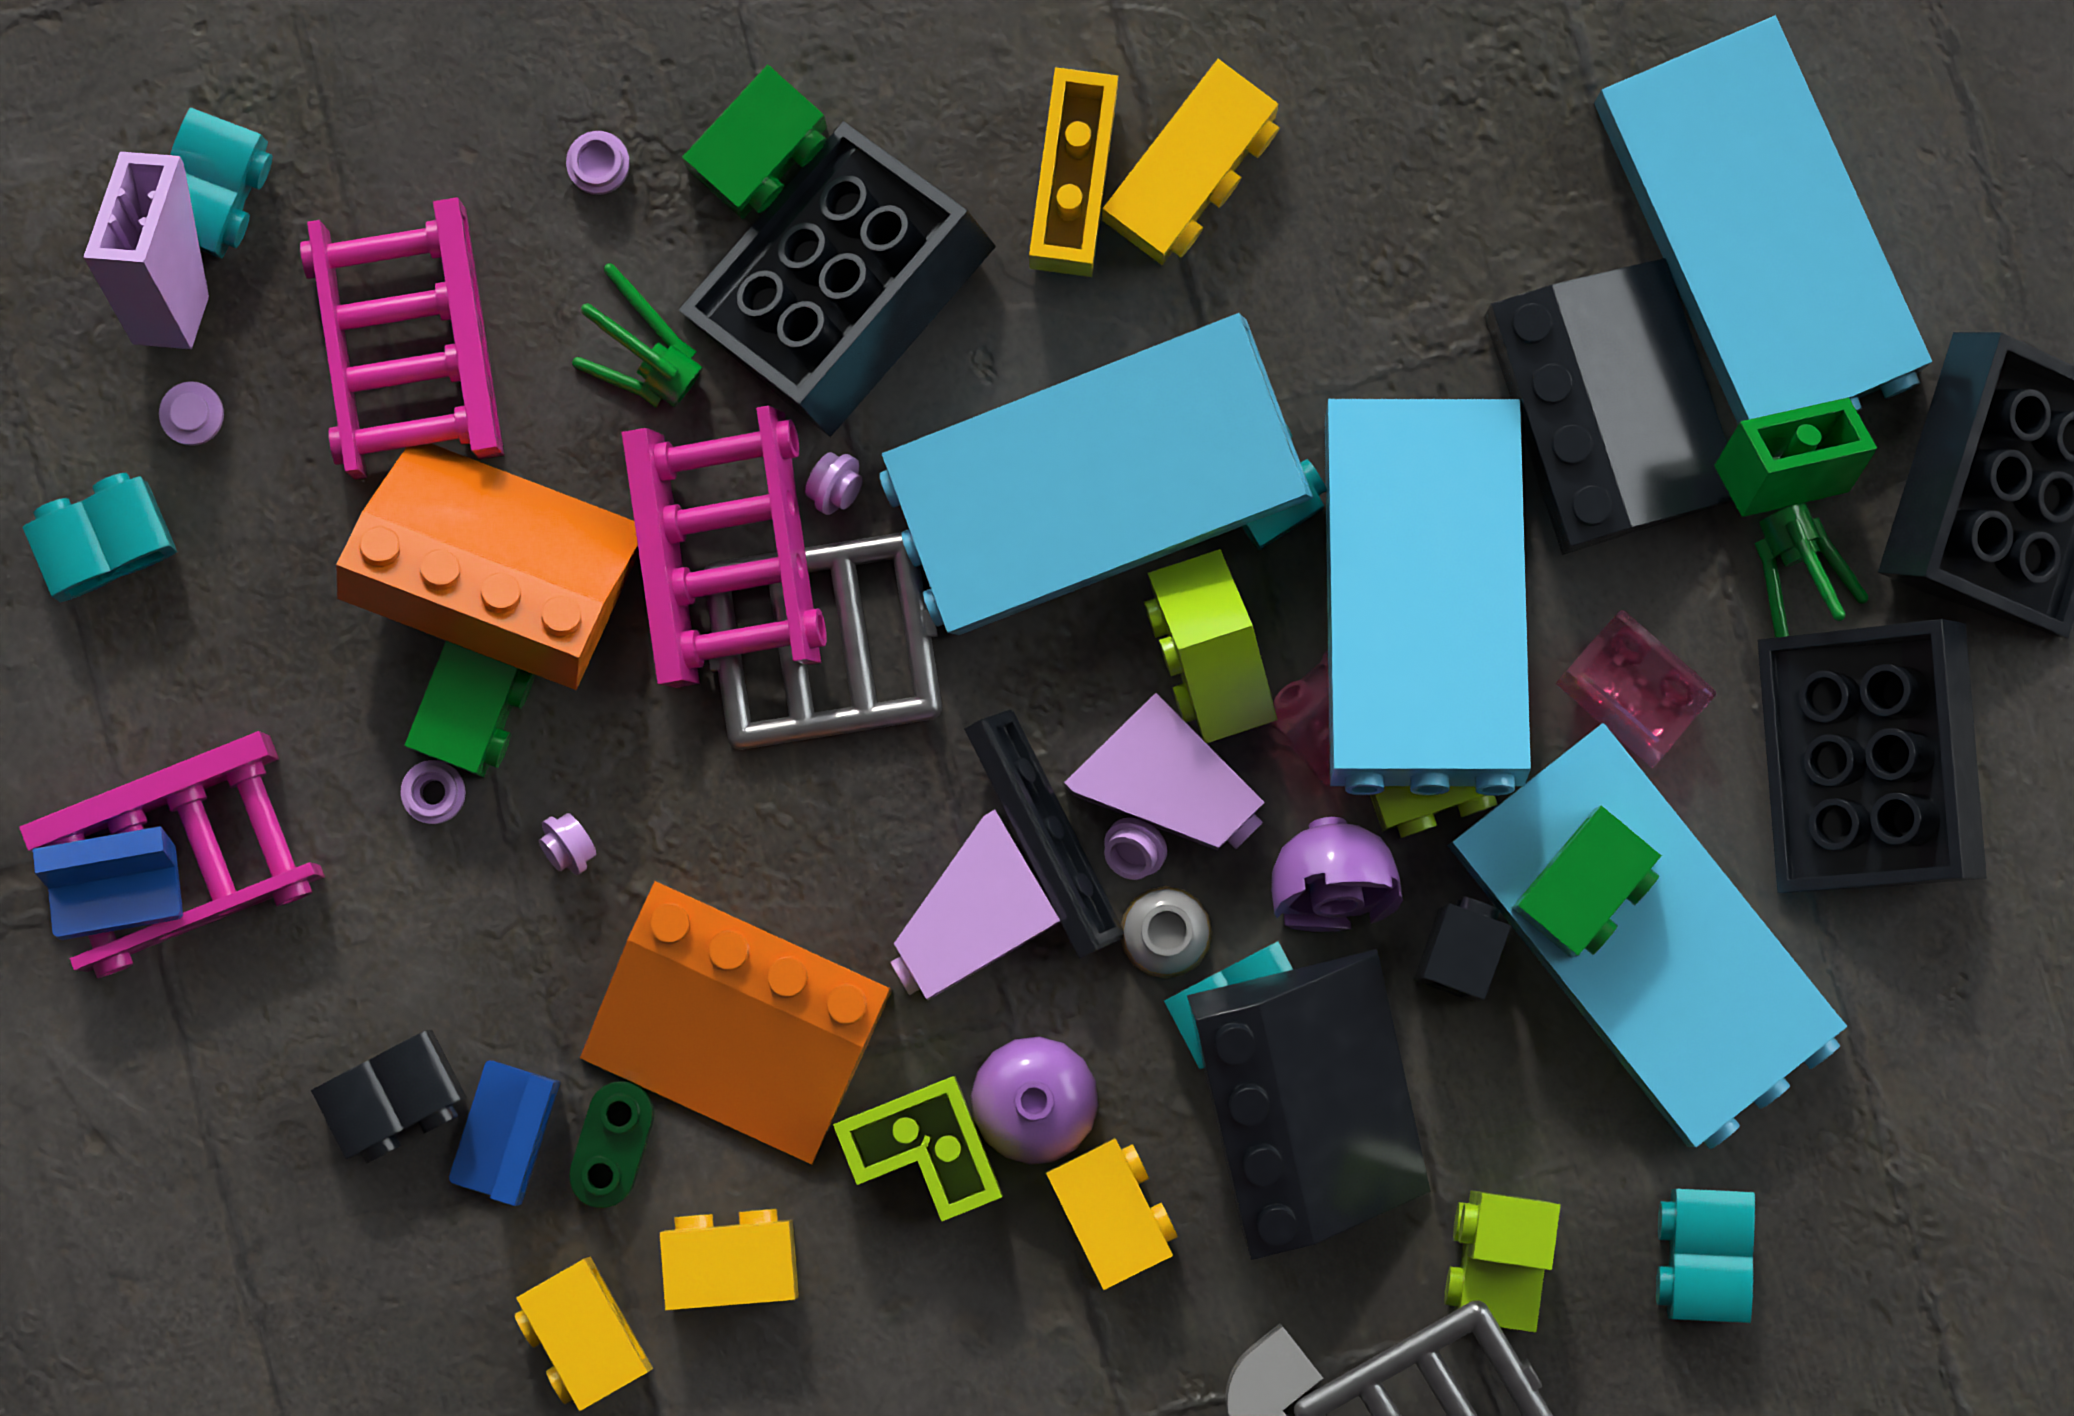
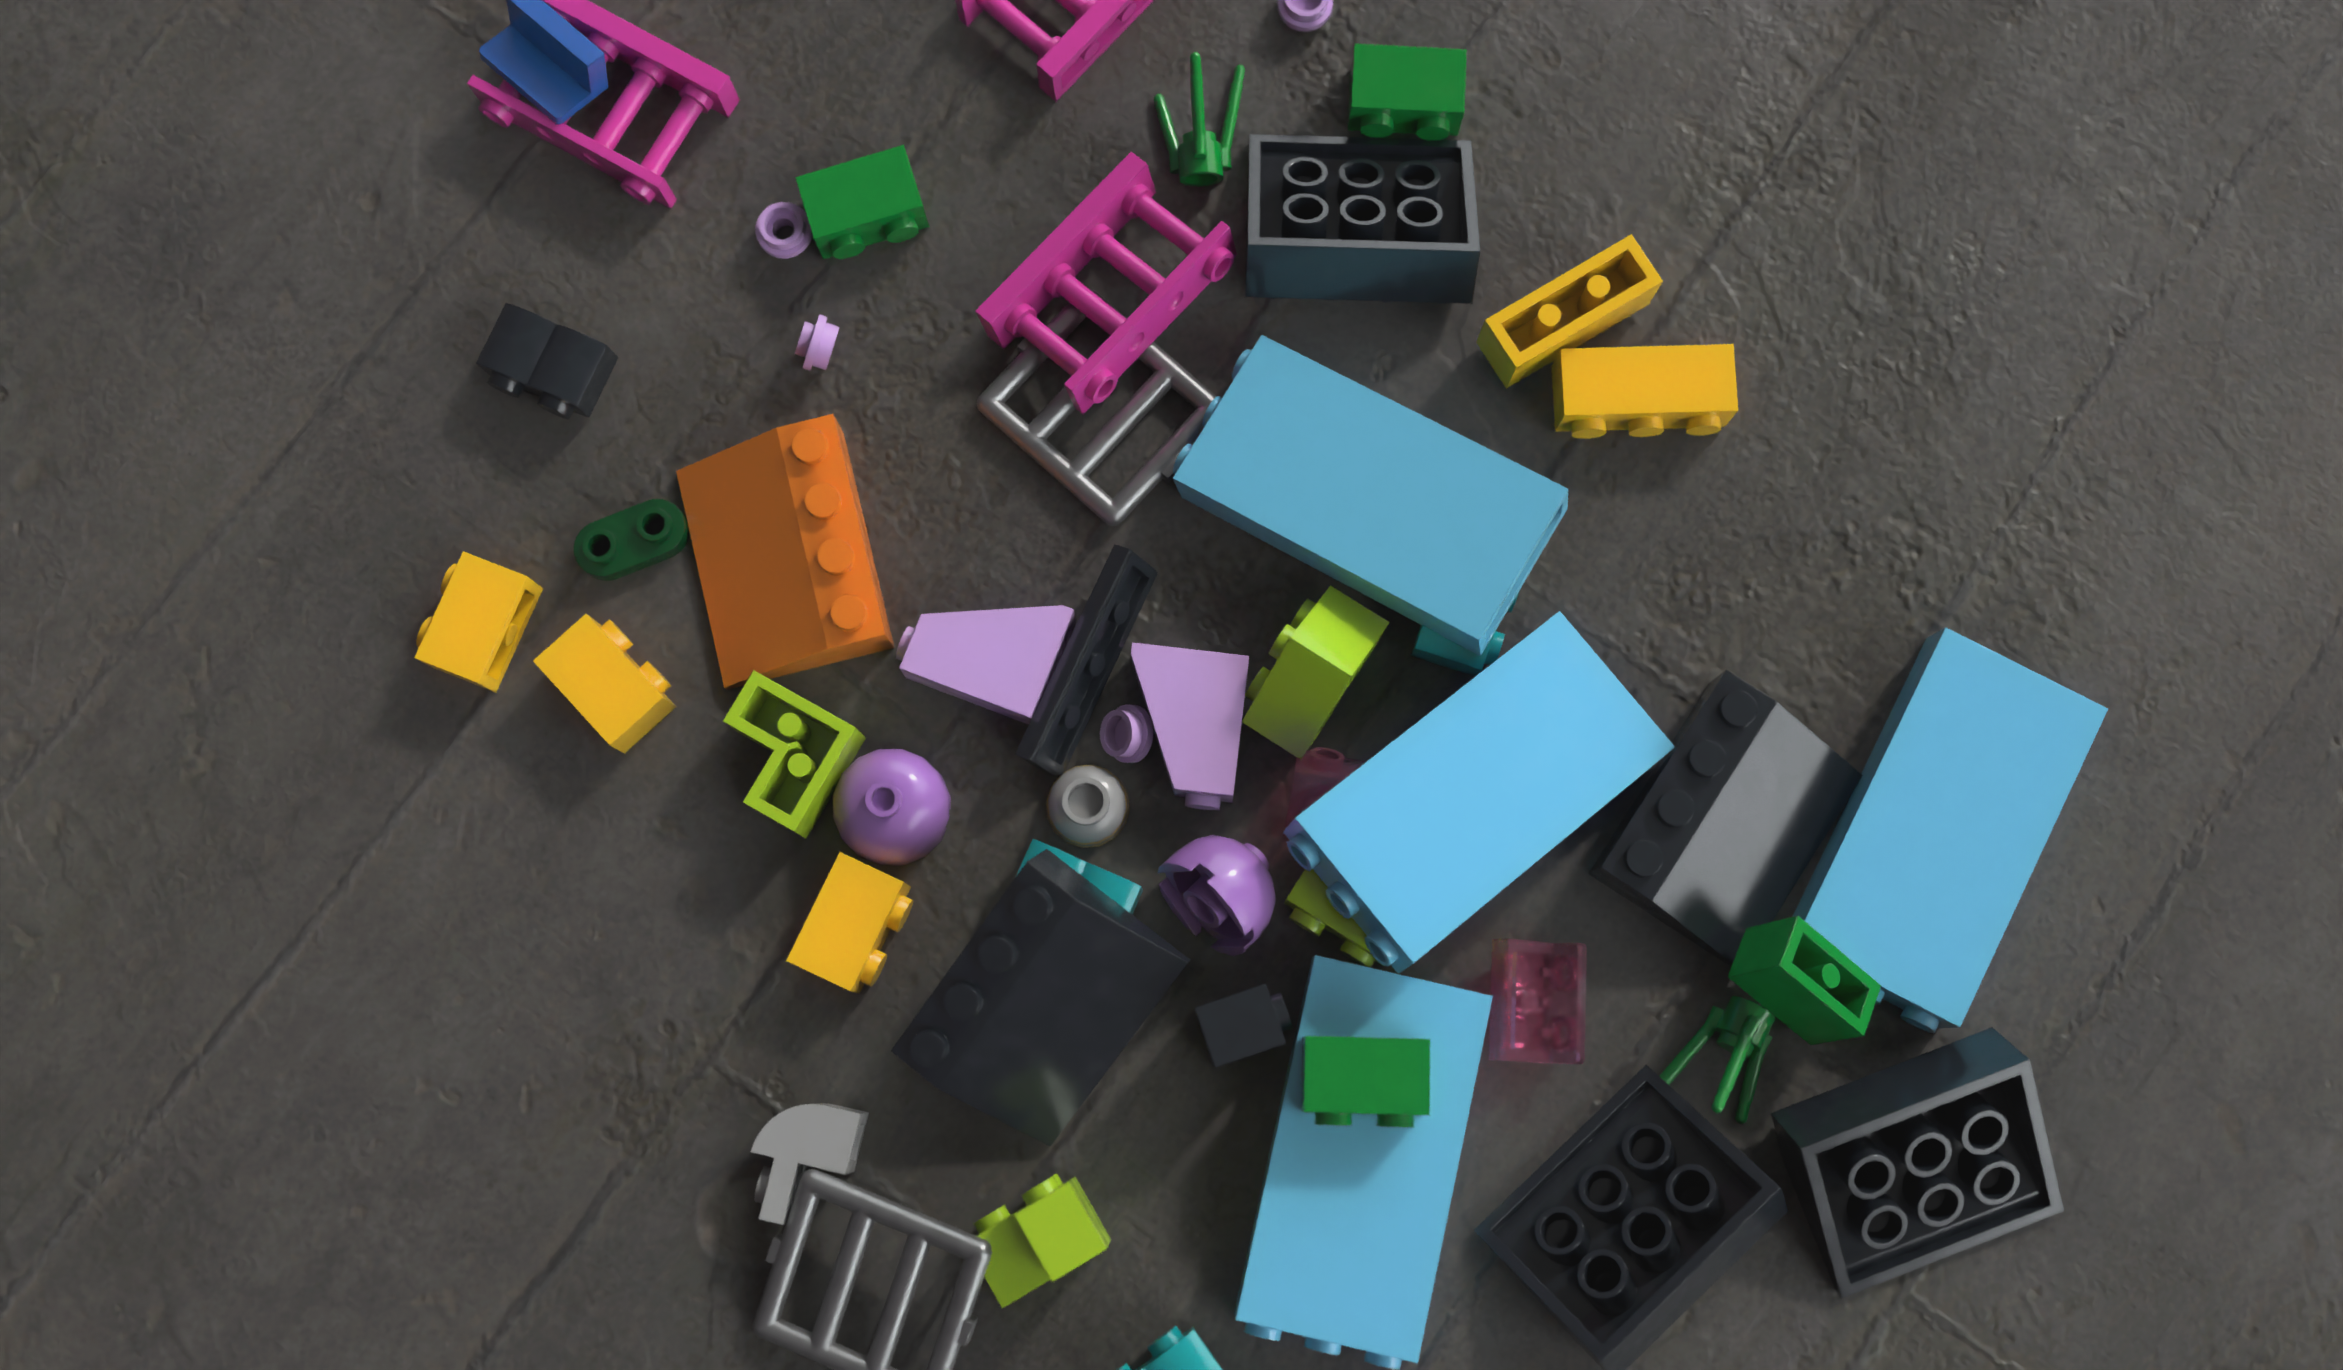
camera: 50 degrees right, 5 degrees down
(488, 562) = (966, 133): orange slope -> none
(504, 1132) = (583, 462): blue panel -> none
(834, 482) = (1216, 325): lavender plate -> none

